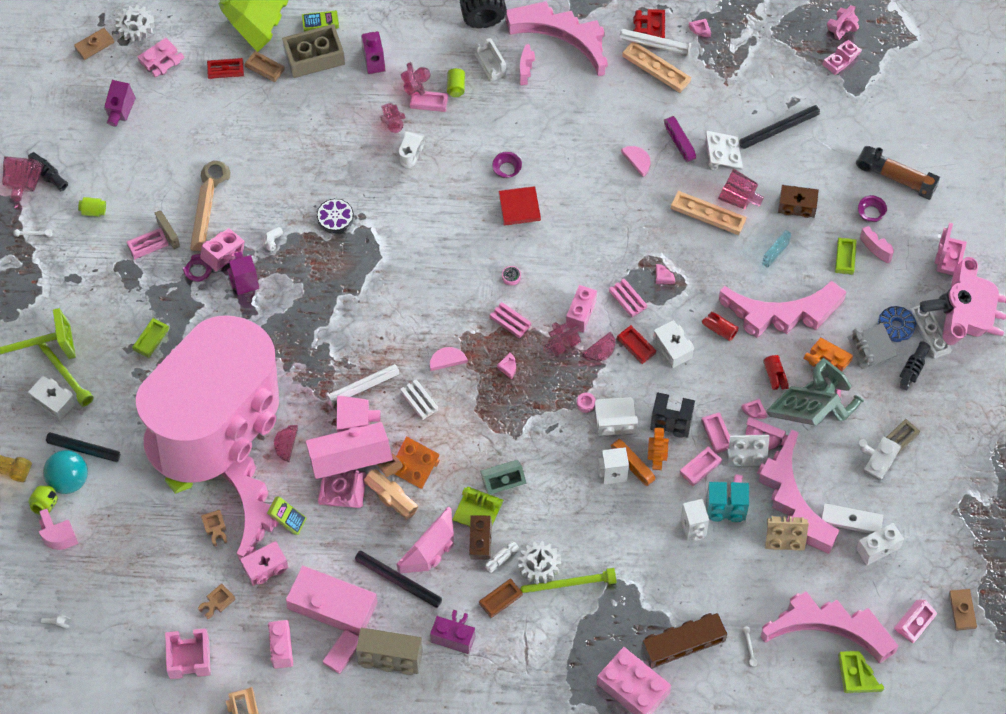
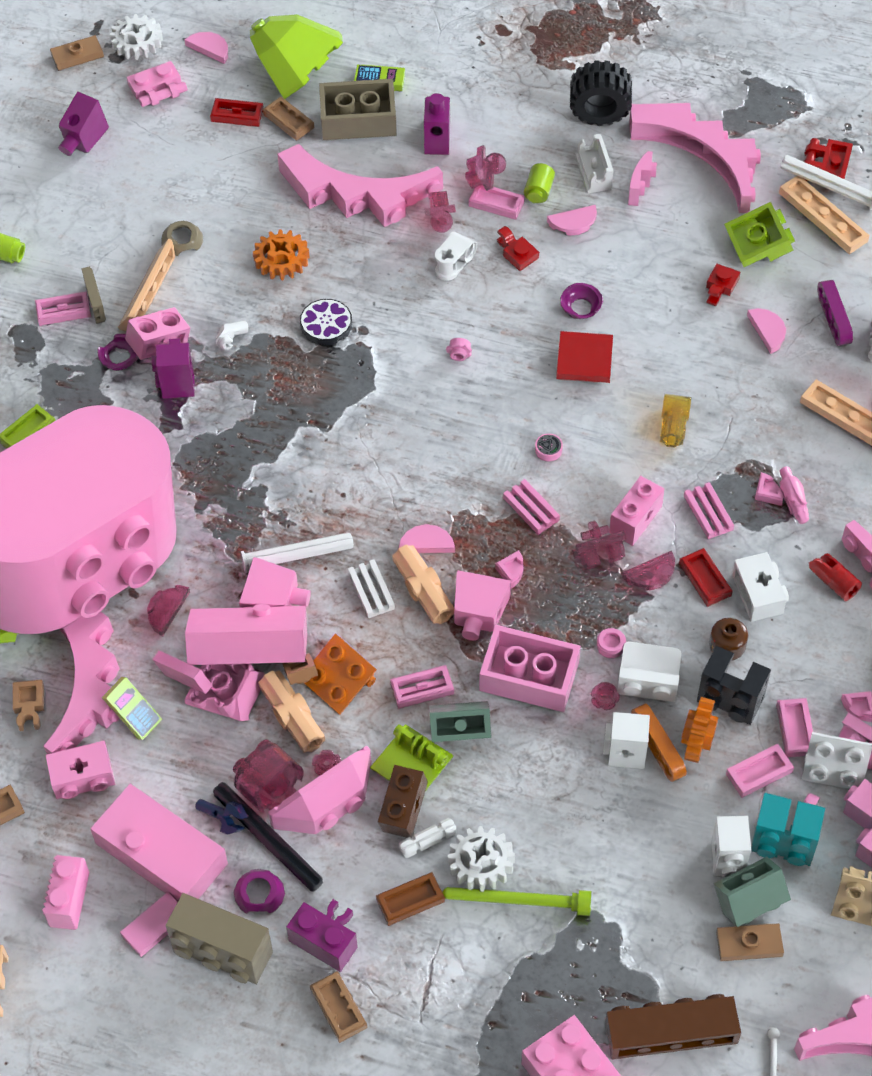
camera: 15 degrees right, 5 degrees down
(189, 18) = (209, 44): none -> bright pink tile
(290, 172) = (281, 254): none -> orange gear
(312, 484) = (182, 672): none -> bright pink tile
(327, 116) = (352, 193): none -> bright pink arch
(372, 566) = (223, 814): none -> dark blue bar
(389, 540) = (267, 776): none -> clear pink brick
(395, 624) = (272, 901): none -> magenta piece
(418, 523) = (325, 755): none -> clear pink plate
(432, 217) = (459, 349): none -> bright pink plate
(453, 136) = (517, 252): none -> red plate
(453, 389) = (423, 584): none -> light nougat piece
(474, 675) = (338, 1006): none -> medium nougat plate
(487, 105) = (574, 221): none -> bright pink tile
(488, 456) = (422, 691): none -> bright pink tile
(493, 394) = (479, 602): none -> bright pink torso
(539, 431) = (529, 668): none -> bright pink brick
(590, 234) = (674, 415): none -> clear yellow piece
(591, 434) = (604, 689): none -> clear pink plate
(598, 131) = (721, 281): none -> red plate
(617, 91) = (760, 235): none -> lime plate
(661, 382) = (729, 635): none -> reddish brown head
(681, 275) = (794, 495): none -> bright pink piece
(714, 545) = (752, 891): none -> sand green brick
(719, 577) = (750, 942): none -> medium nougat plate

